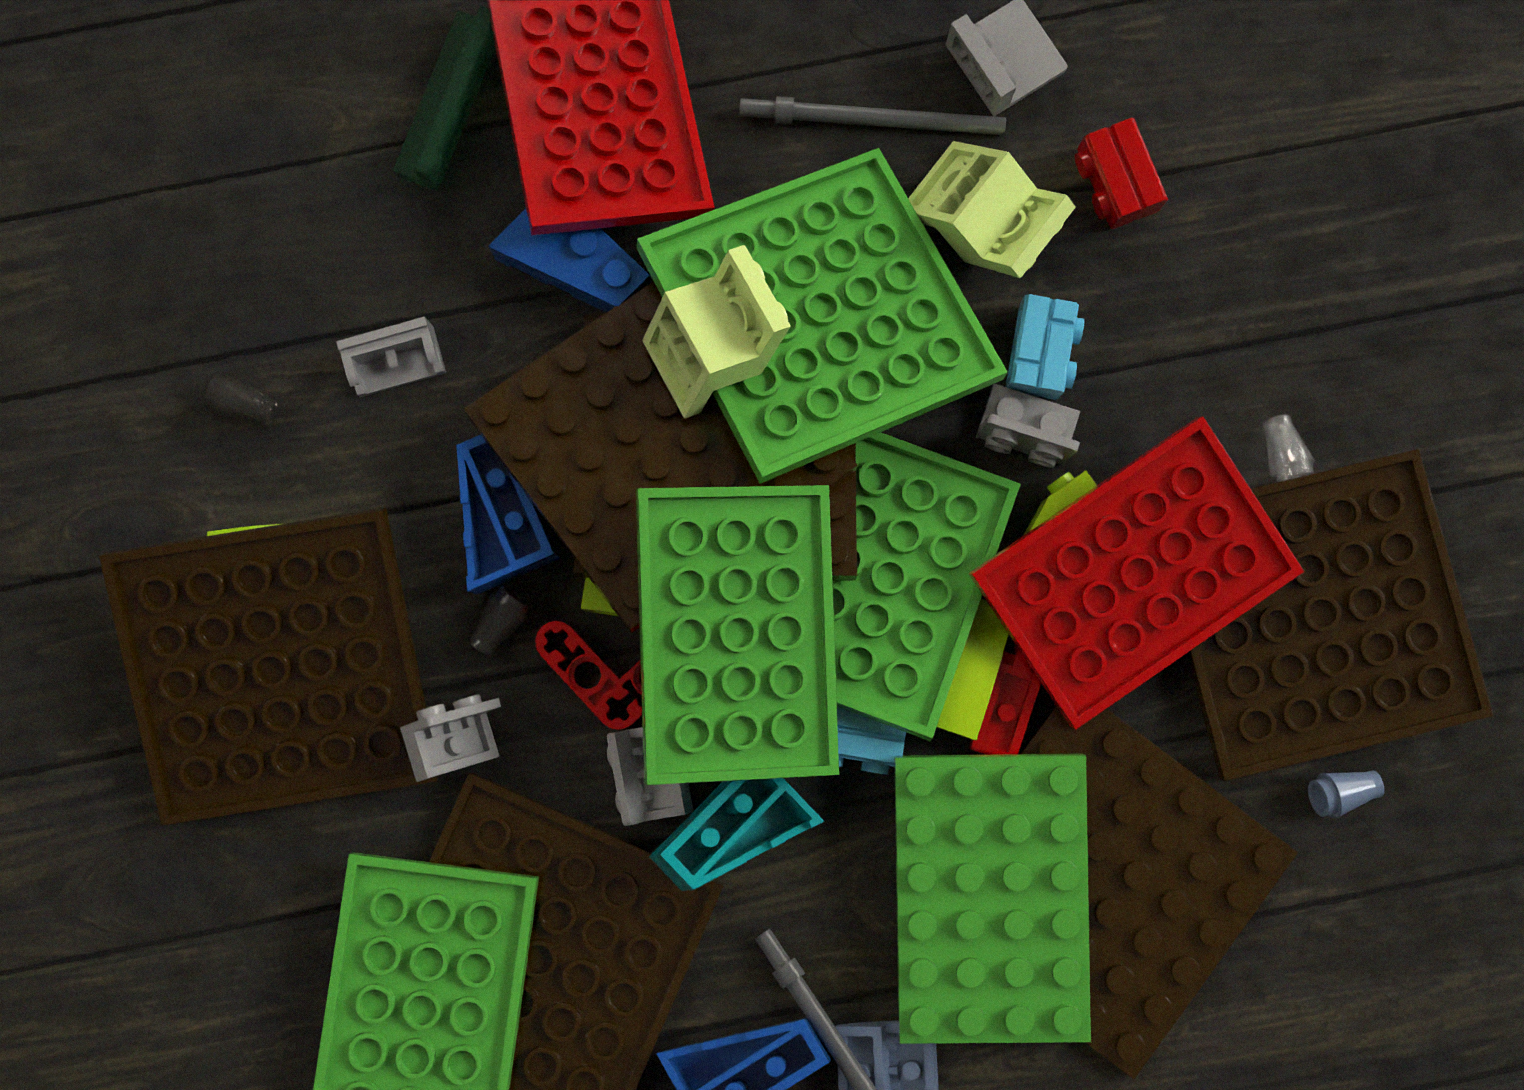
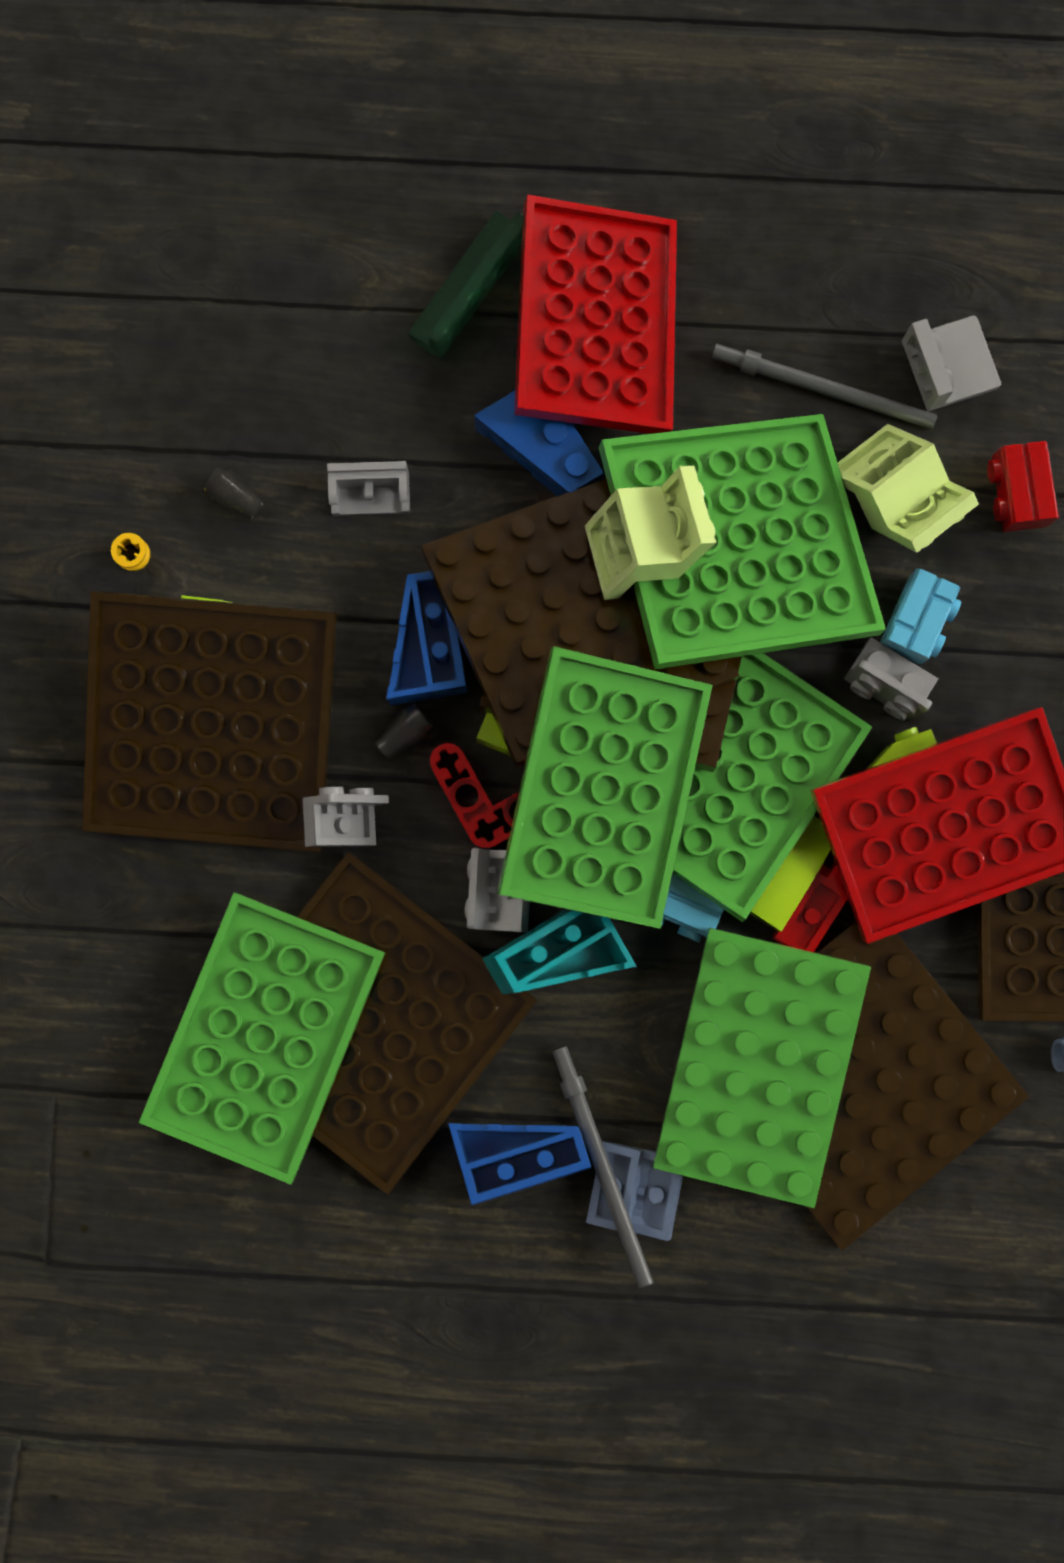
camera: 15 degrees right, 0 degrees up
(125, 492) = (119, 545): none -> yellow bush

